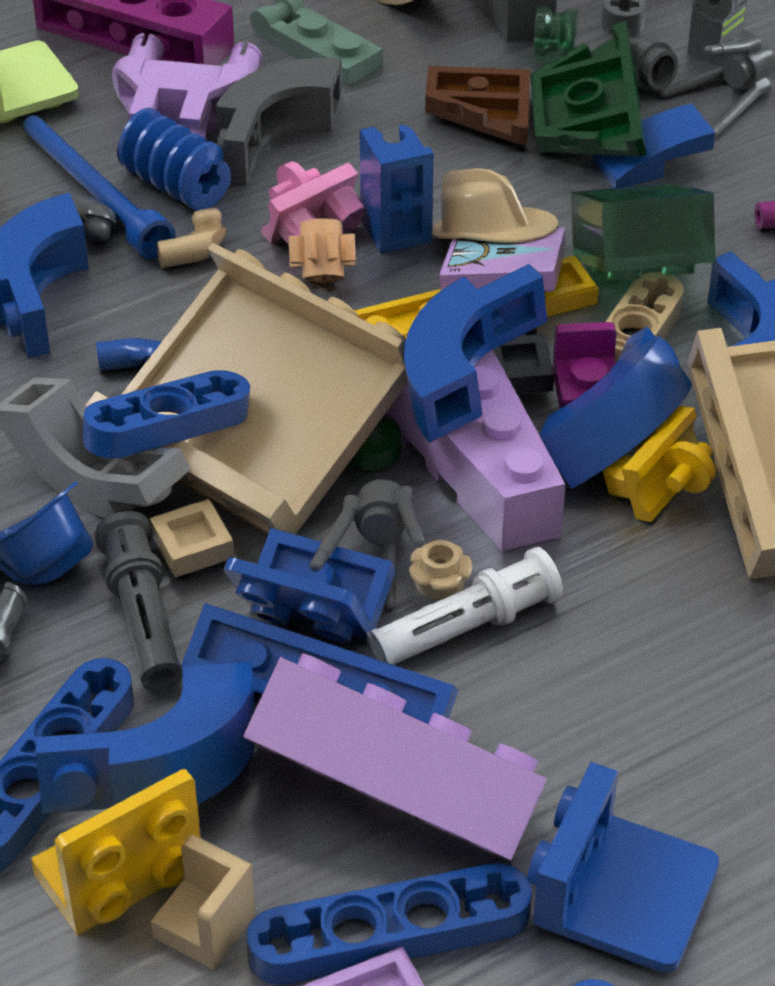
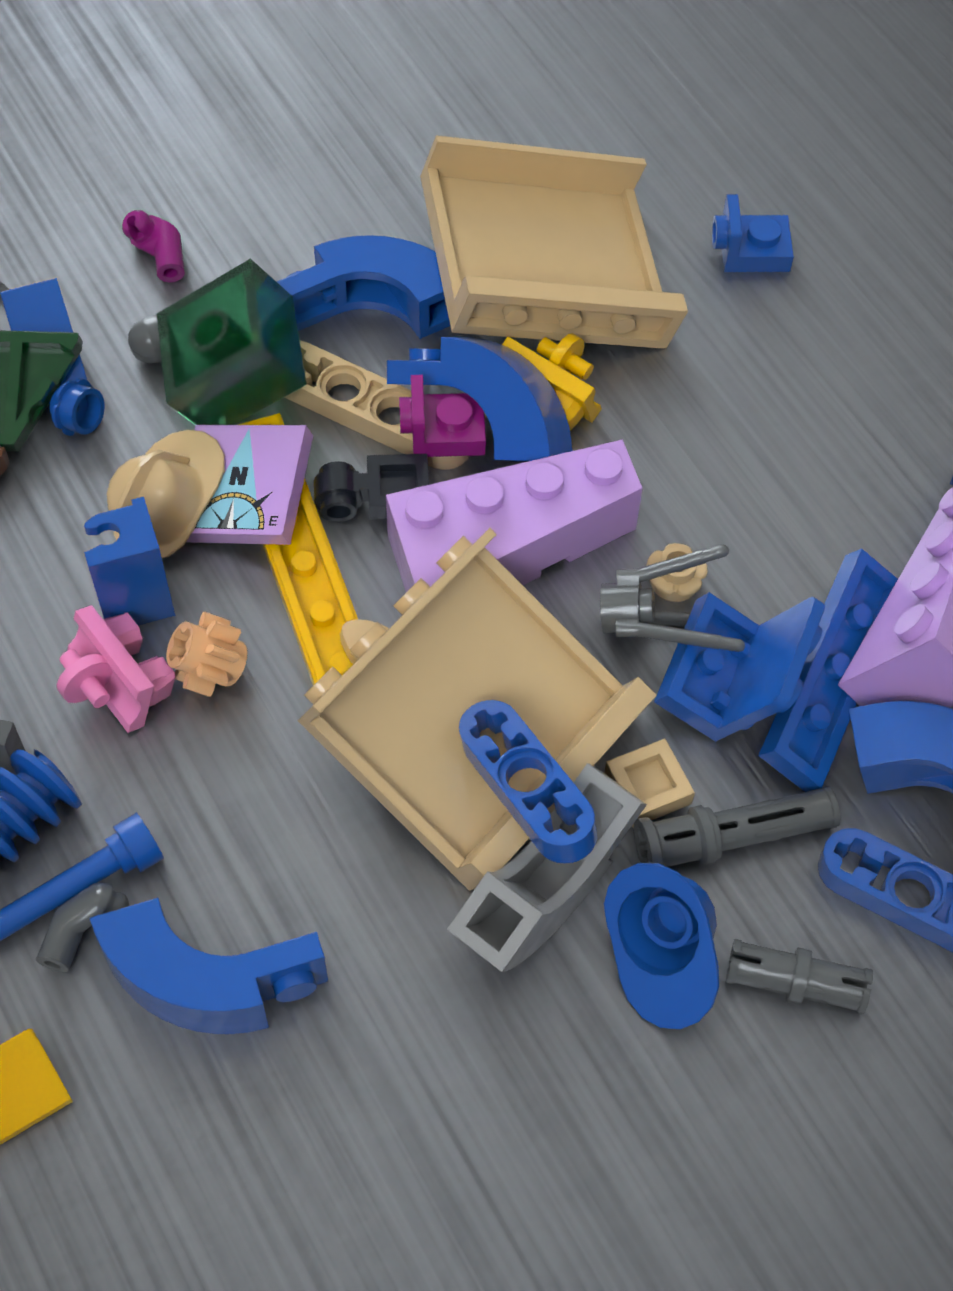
camera: 90 degrees left, 15 degrees up
(125, 353) = (349, 843): blue arm -> none
(195, 245) = (151, 793): tan arm -> none
(455, 334) = (457, 500): blue arch -> none
(496, 603) = (724, 524): white pin -> none
(573, 174) = (77, 407): none -> blue plate

